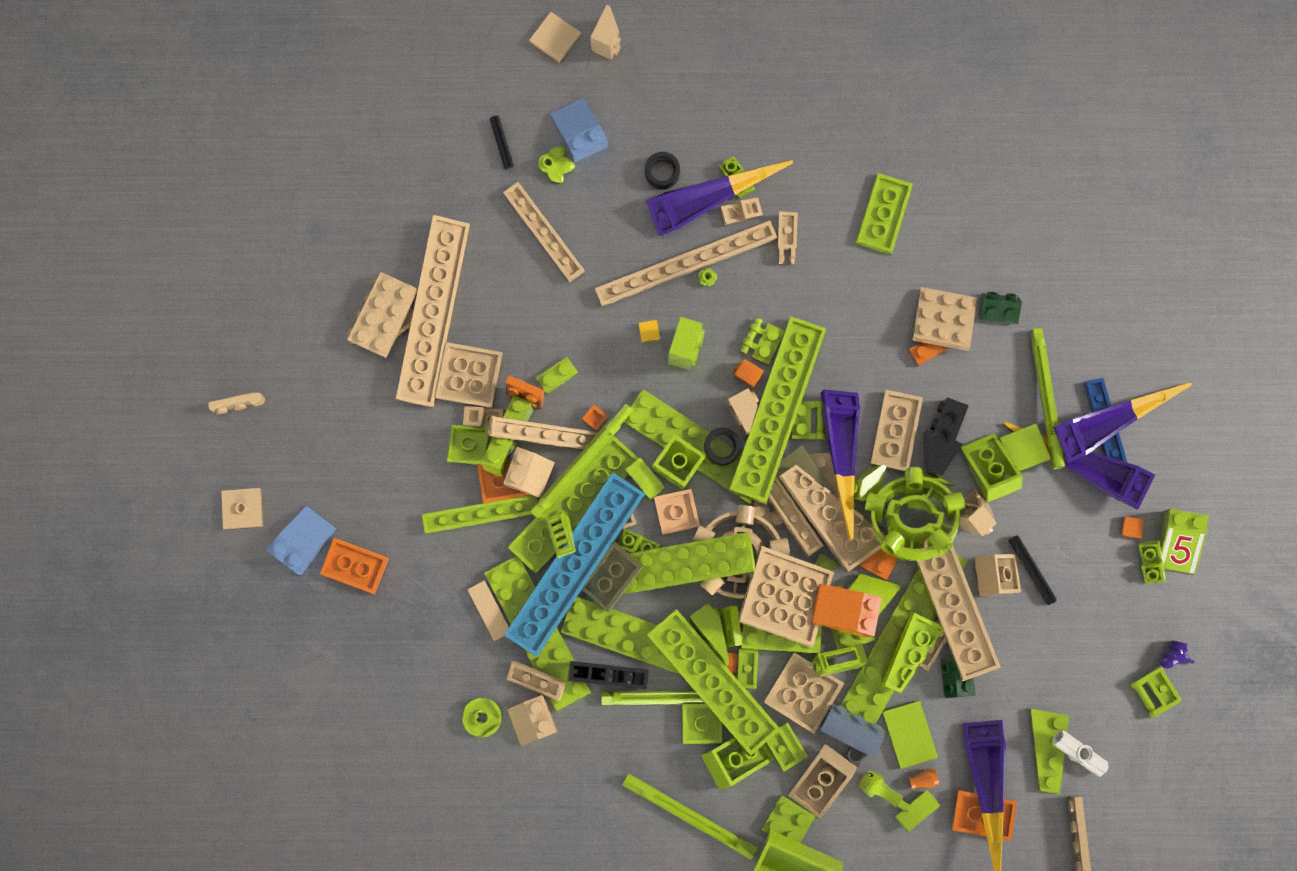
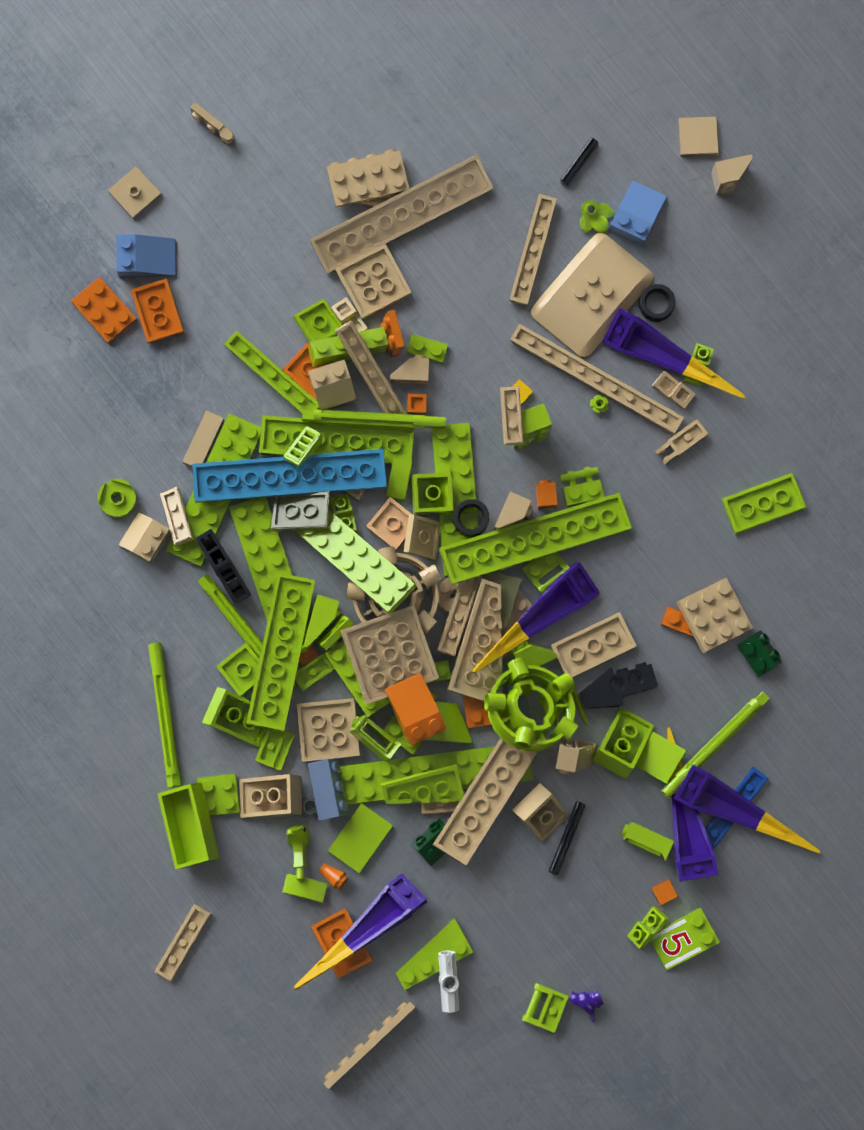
camera: 50 degrees right, 0 degrees up
(318, 608) = (103, 310): none -> orange plate
(567, 400) = (413, 371): none -> tan slope
(615, 215) = (589, 294): none -> tan wedge
(671, 349) = (511, 415): none -> tan tile
(707, 497) = (422, 537): none -> tan plate
(1083, 508) = (647, 840): none -> lime window

